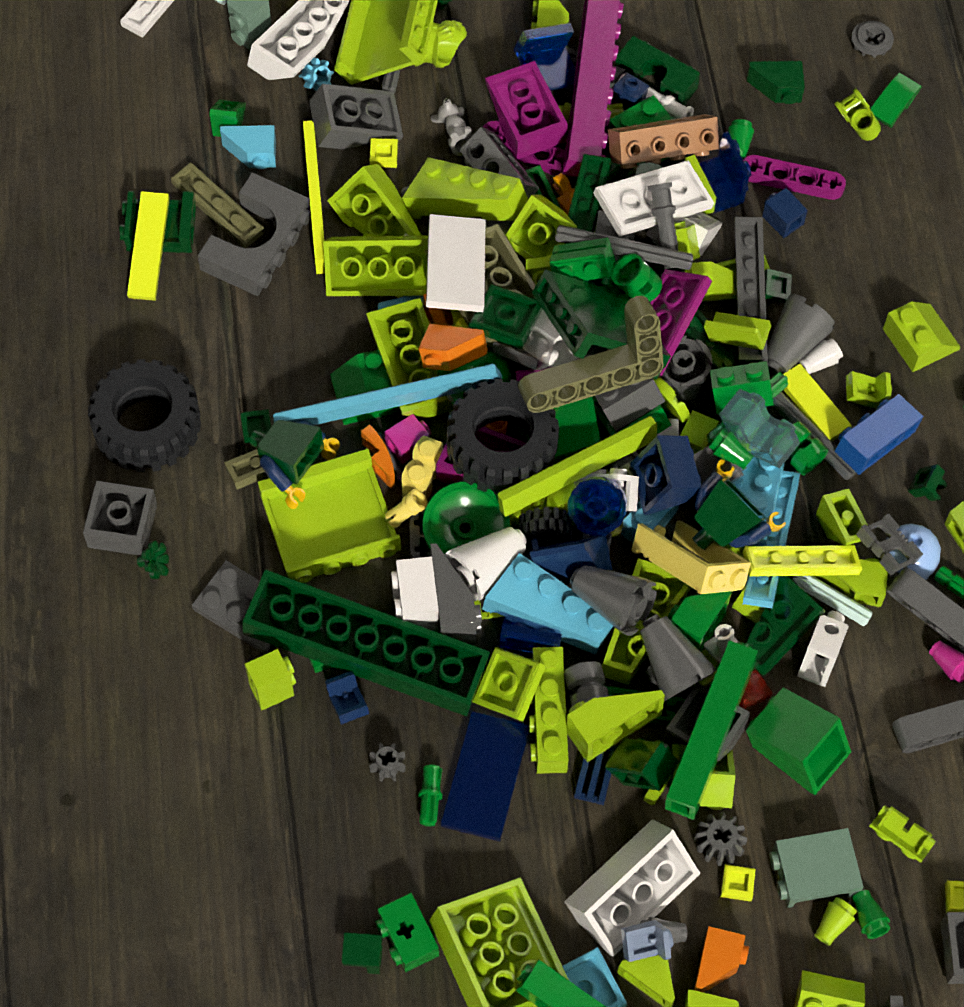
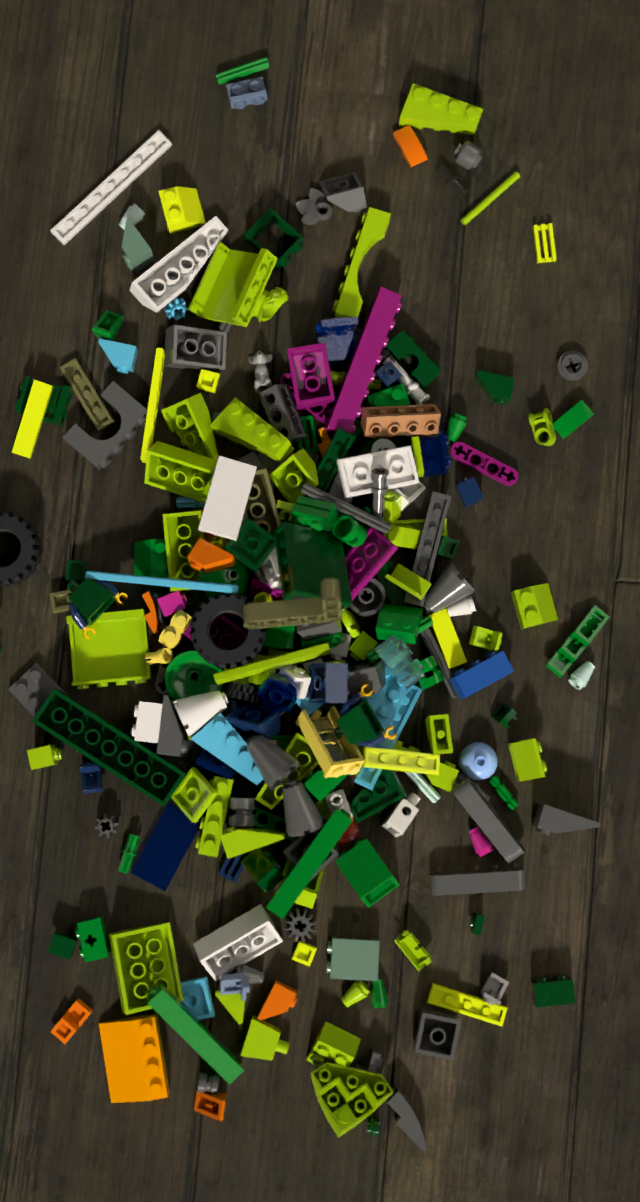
camera: 10 degrees right, 20 degrees up
(730, 449) = (372, 678): green cone -> none
(895, 541) = (465, 760): dark grey piece -> none

